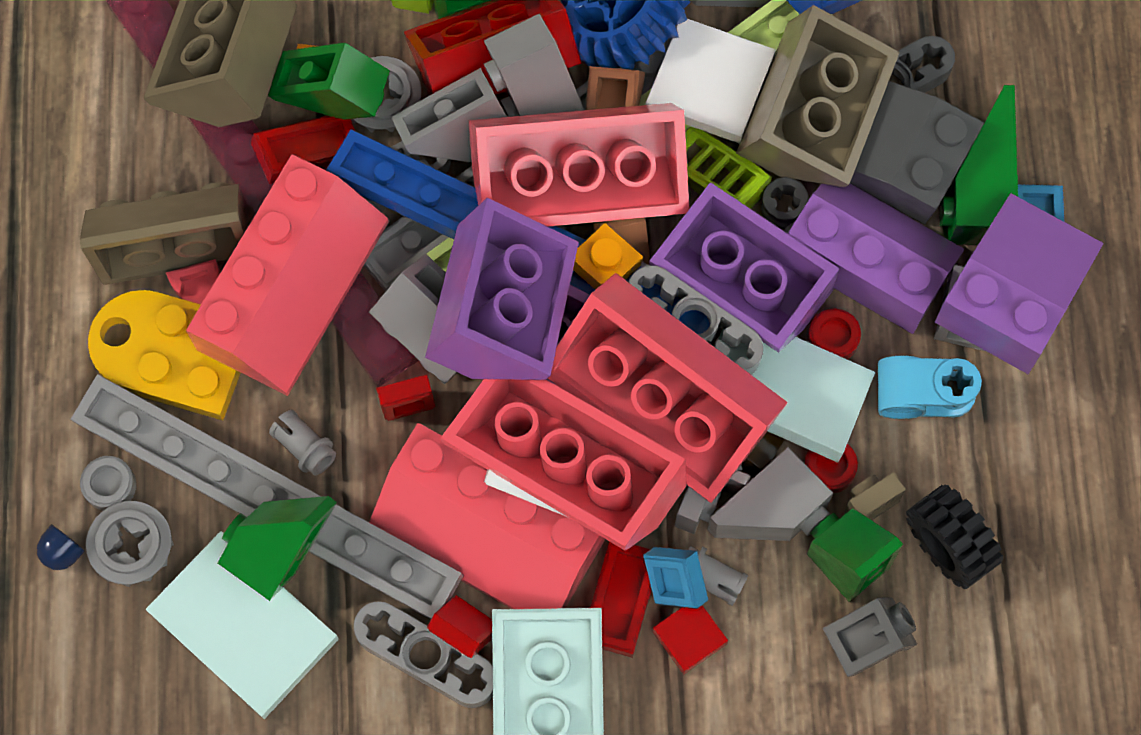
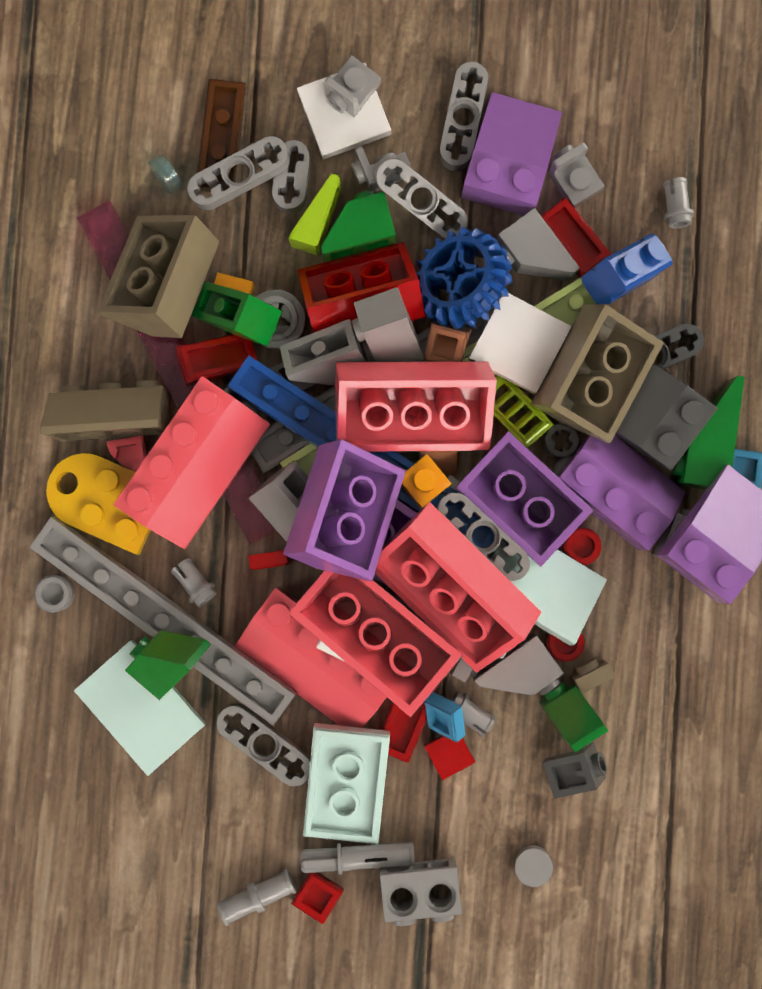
camera: 10 degrees right, 15 degrees up
(57, 549) = (16, 638): dark blue hinge -> none
(105, 539) = (51, 631): light grey gear -> none
(462, 626) = (292, 731): red tile -> none
(919, 387) = (636, 597): medium azure piece -> none
(954, 536) = (644, 714): black tyre -> none

